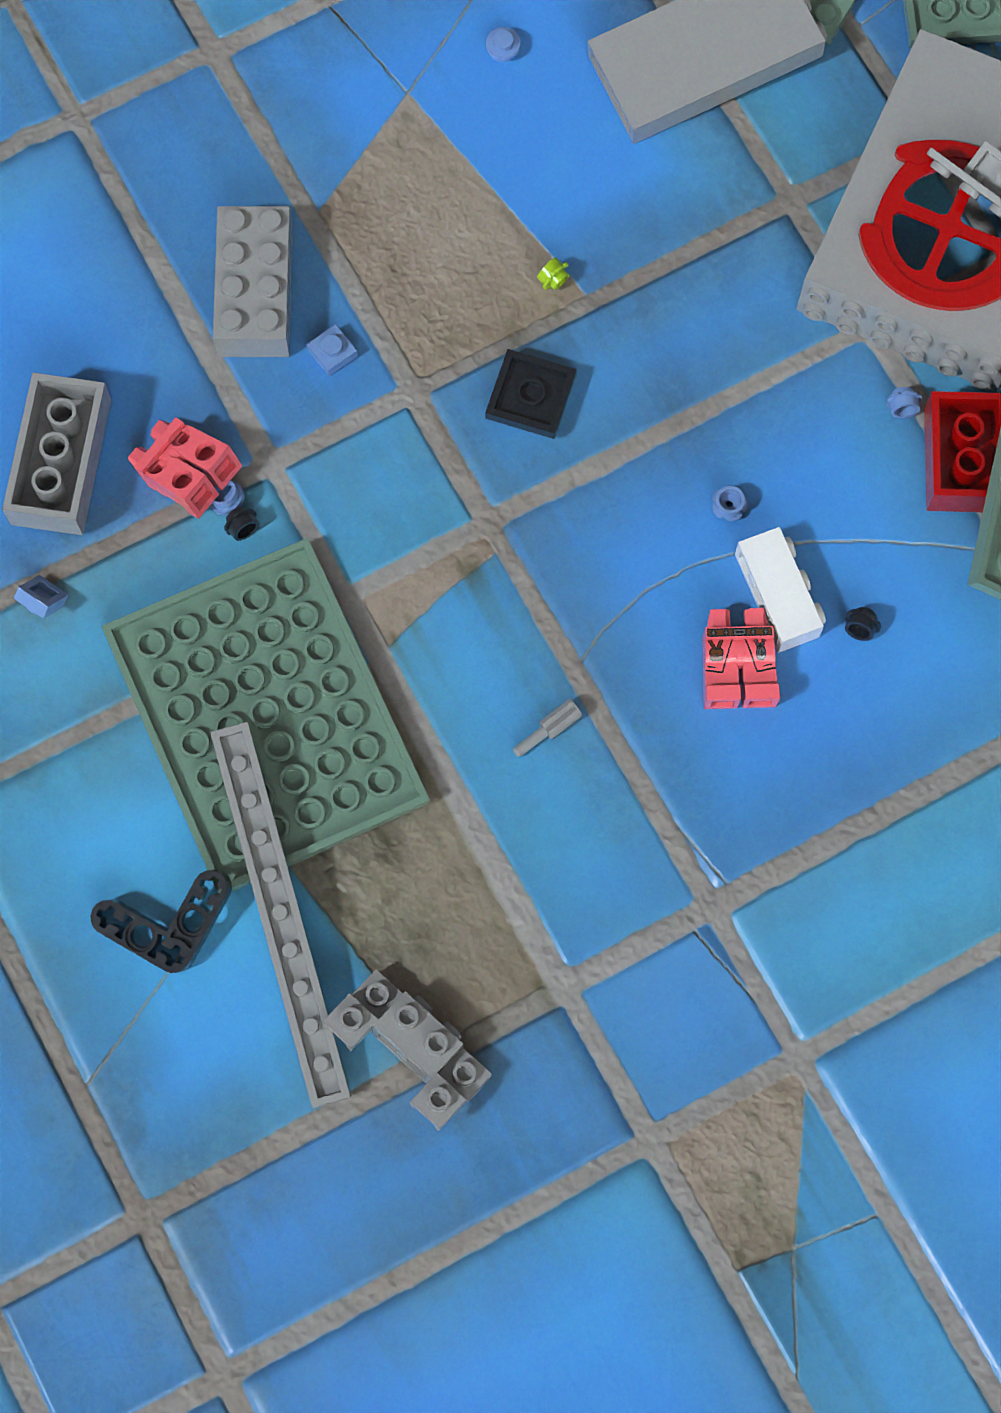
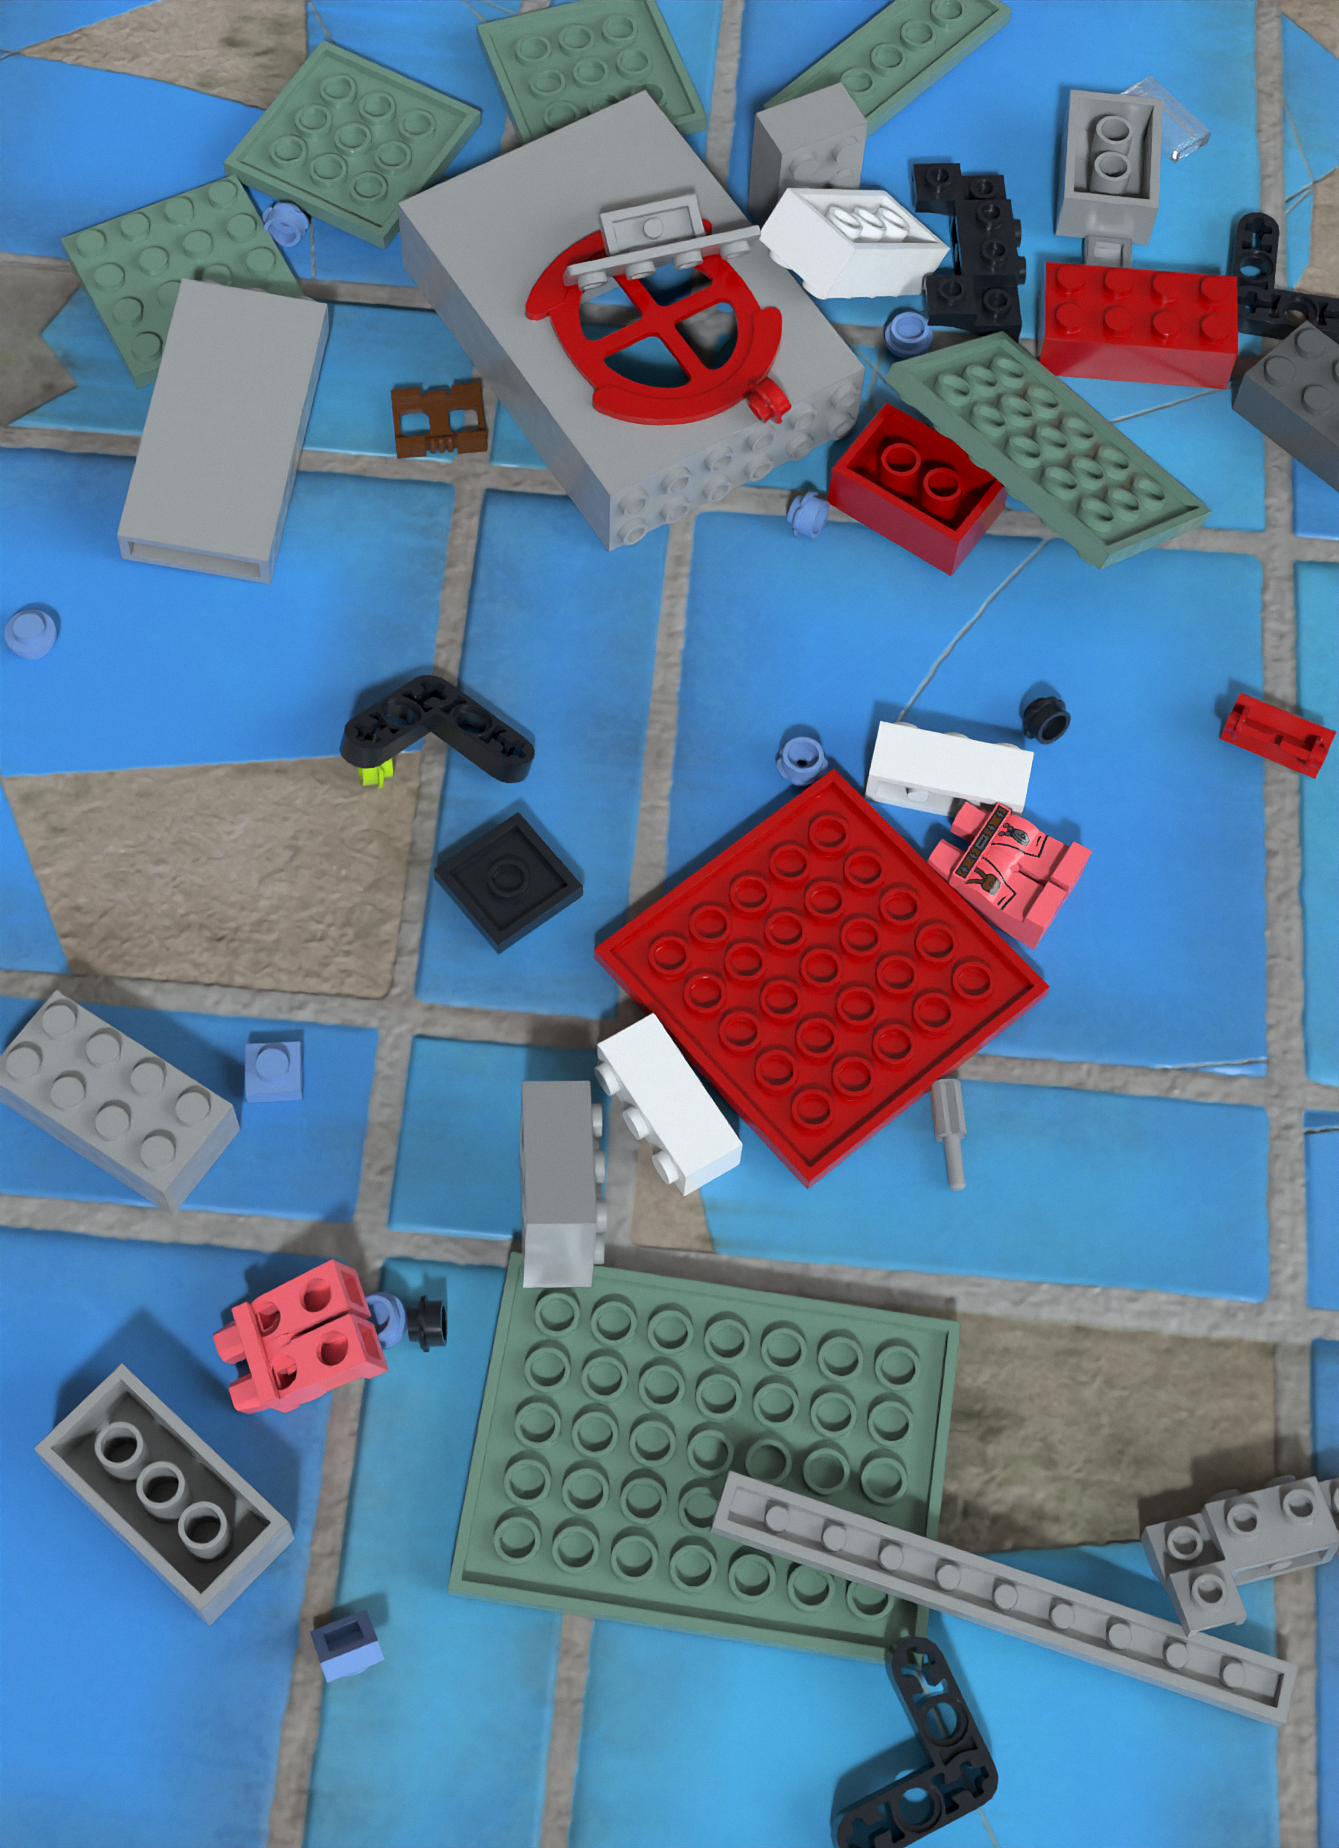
camera: 60 degrees left, 10 degrees down
(353, 532) = (561, 1184): none -> light grey brick
(452, 563) = (667, 1105): none -> white brick
(596, 598) = (821, 976): none -> red plate
(607, 290) = (496, 750): none -> black beam
(819, 151) = (437, 407): none -> reddish brown piece
(934, 321) = (767, 401): none -> red plate
(953, 765) = (1278, 735): none -> red hinge

